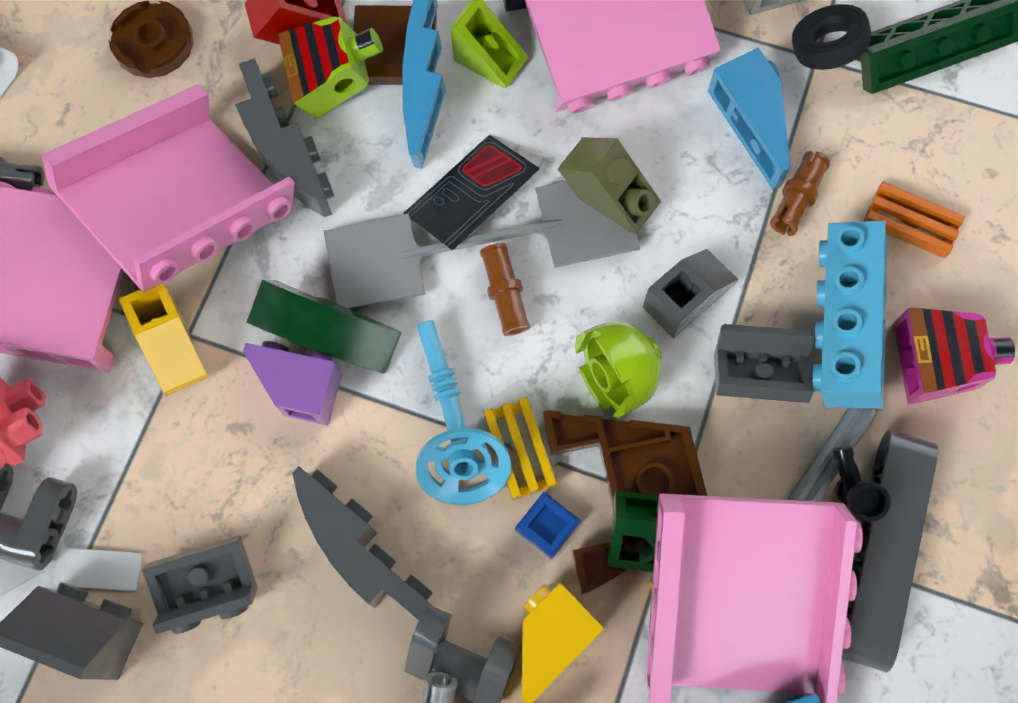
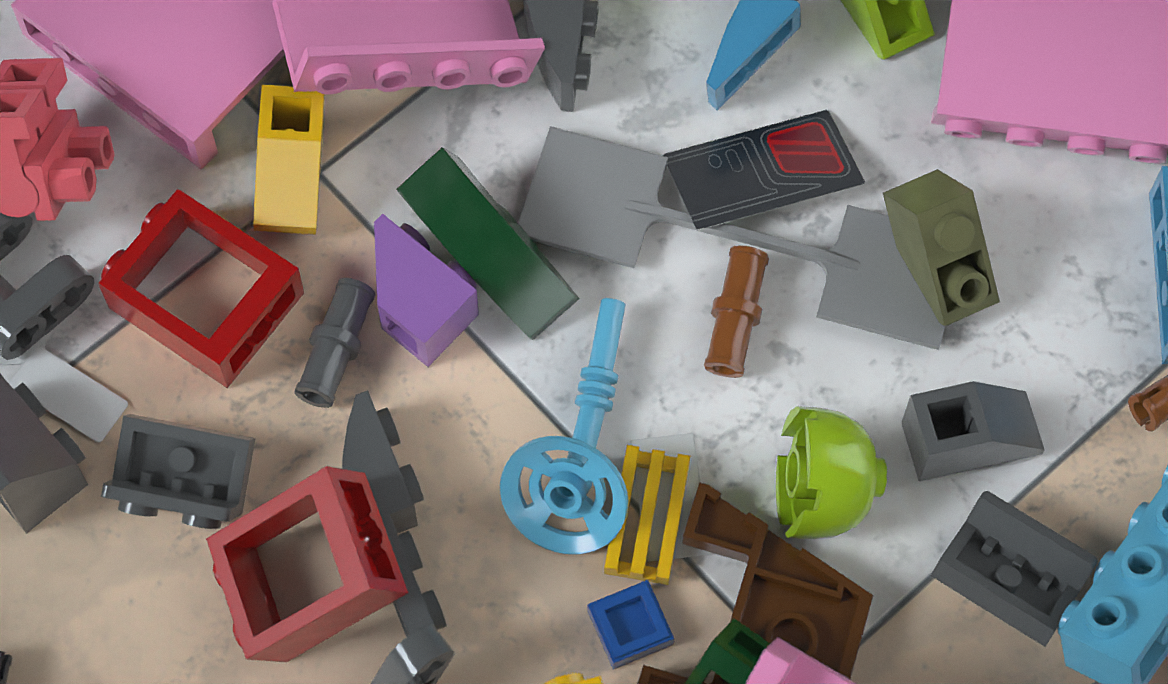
camera: 25 degrees right, 5 degrees down
(194, 460) = (248, 323): none -> red window
(259, 442) = (335, 343): none -> dark grey pin
(363, 591) = (357, 544): none -> red window

